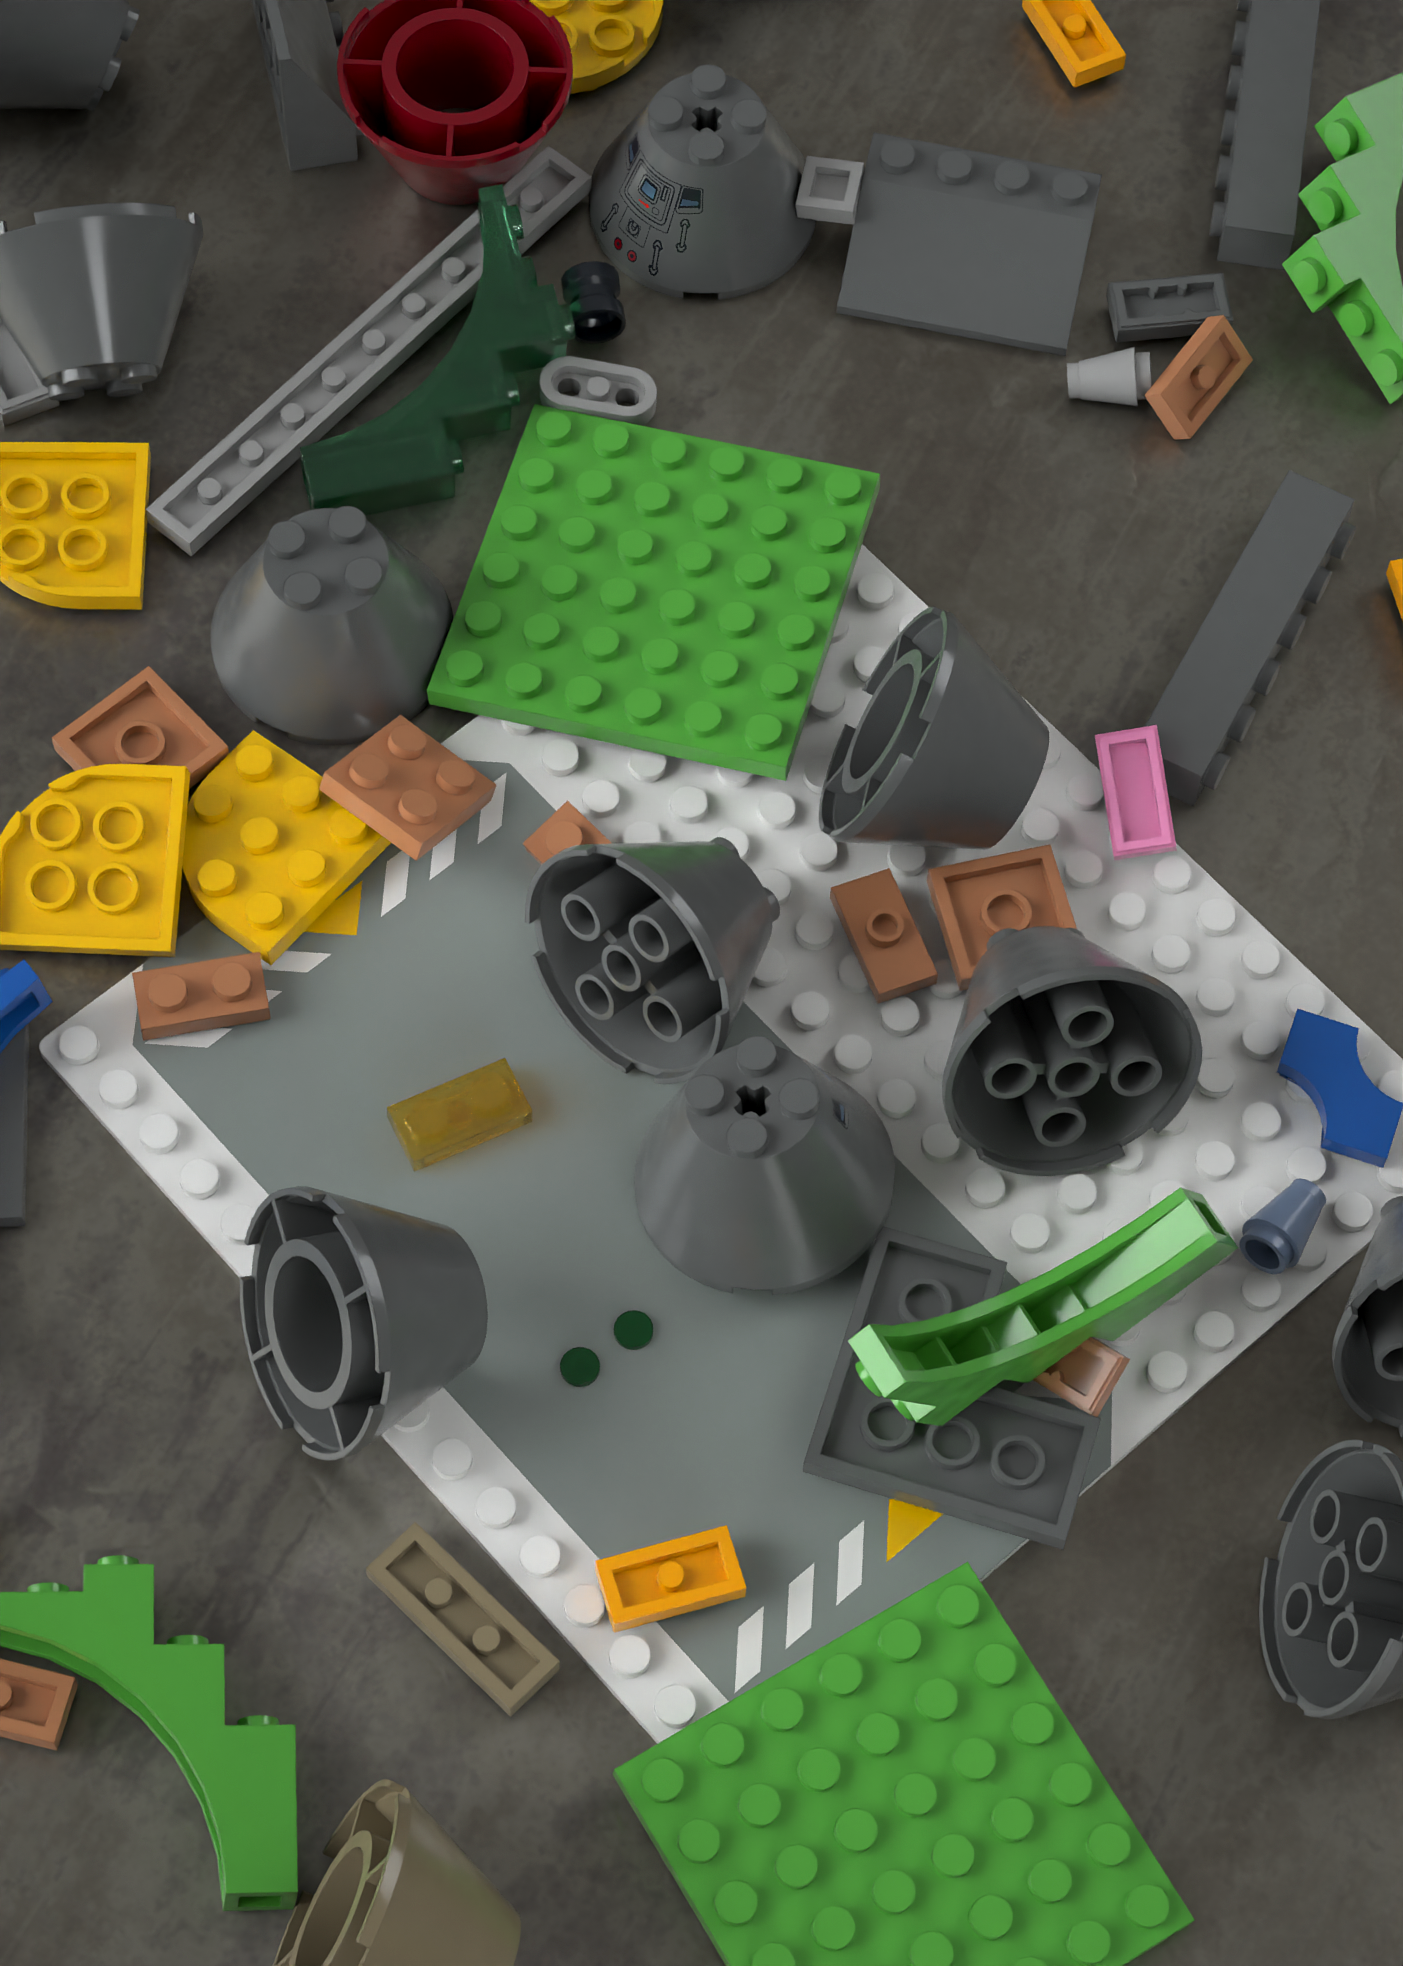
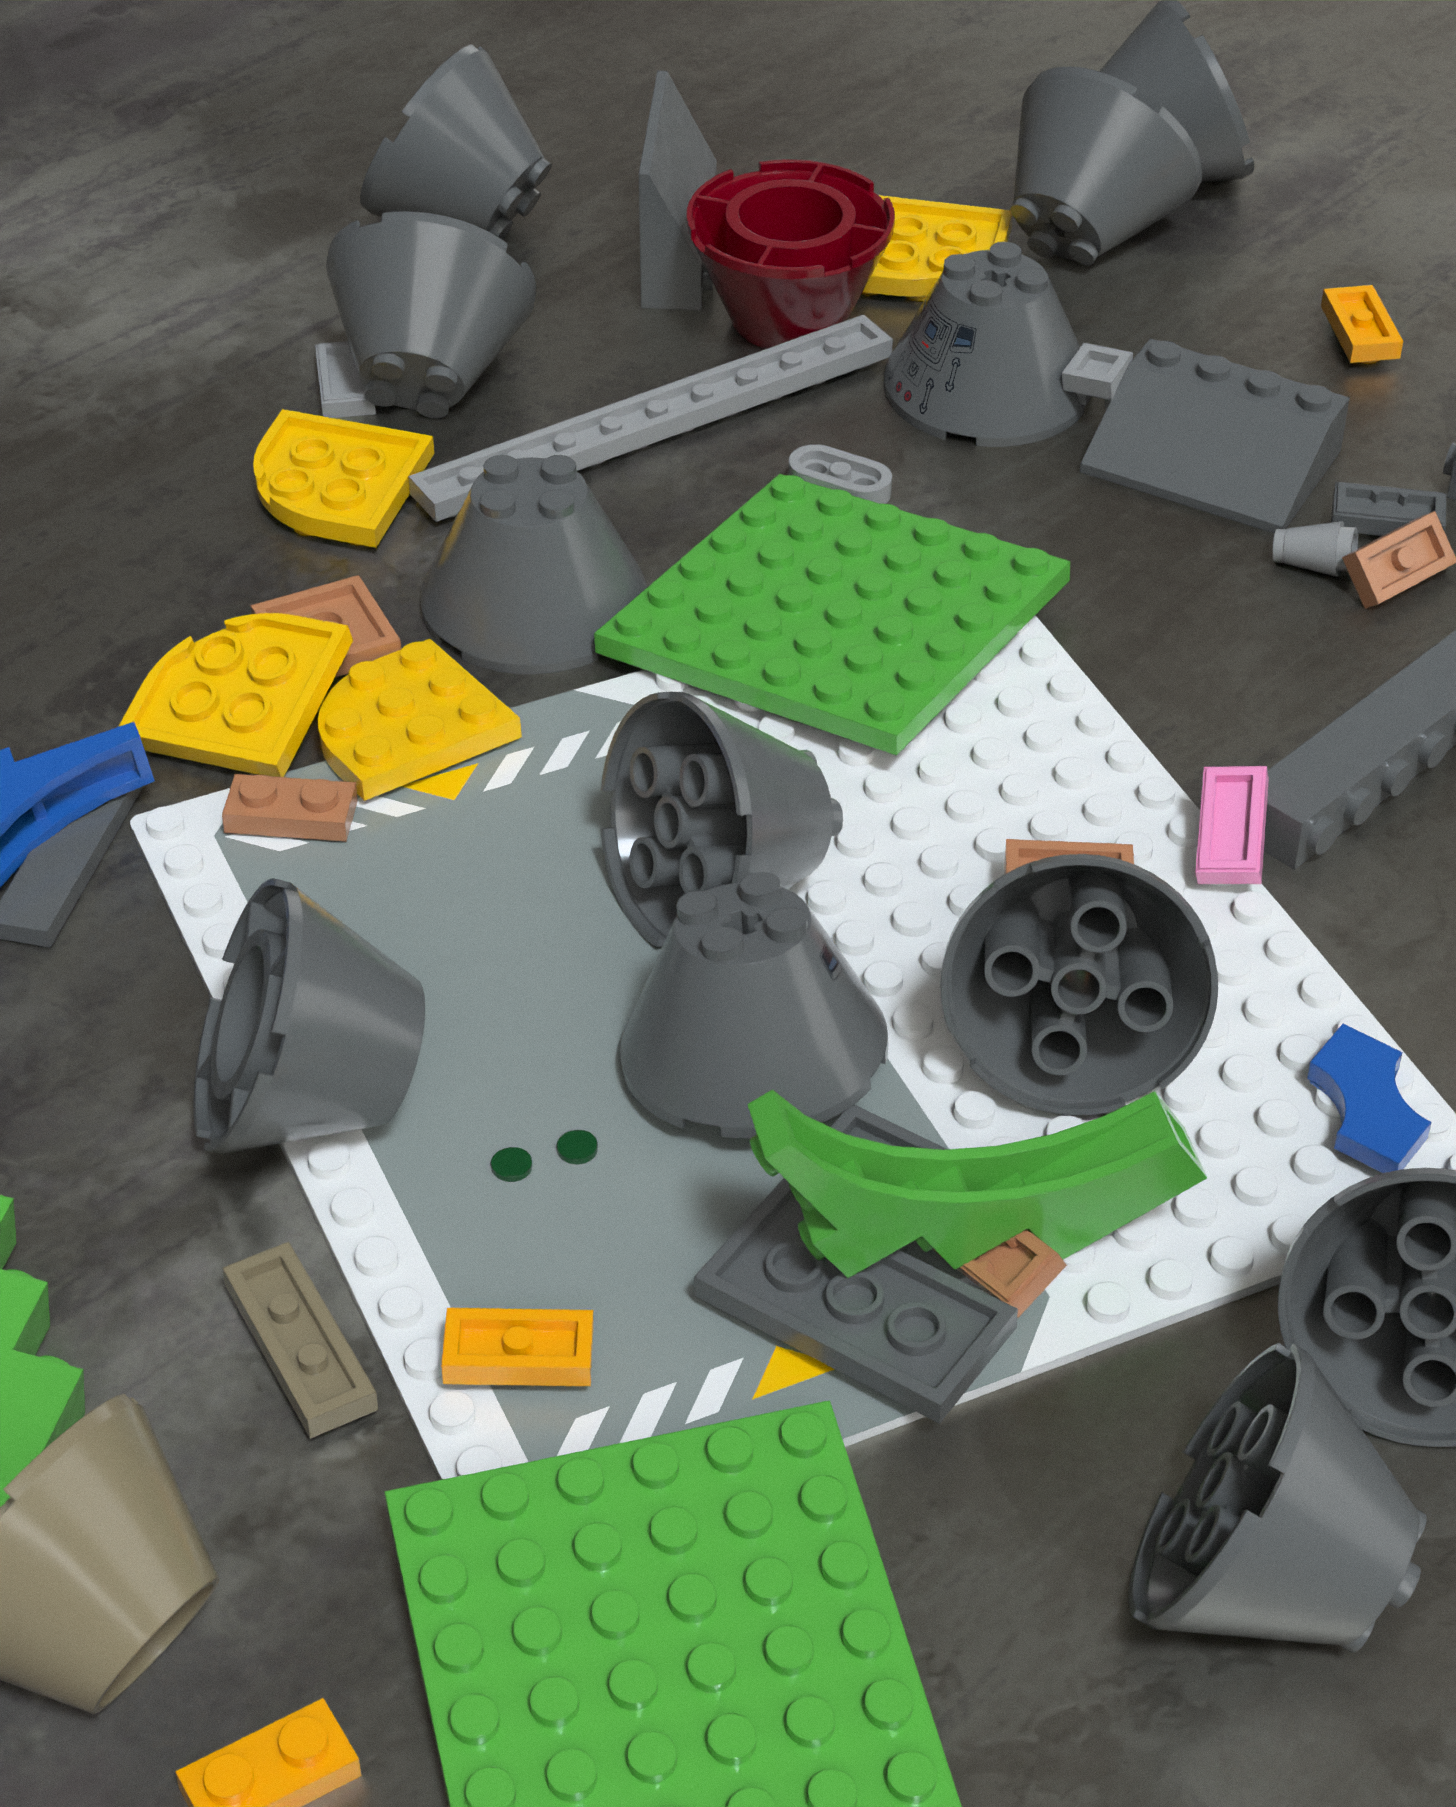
camera: 20 degrees right, 20 degrees down
(407, 787) = (544, 693): nougat plate -> none
(414, 447) = (659, 476): clear green arch -> none
(459, 1114) = (484, 941): clear yellow plate -> none
(592, 296) = (860, 417): black wheel -> none
(883, 935) = (942, 883): nougat plate -> none
(939, 749) = (1042, 732): dark grey cone -> none
(1281, 1229) = (1267, 1195): sand blue cone -> none

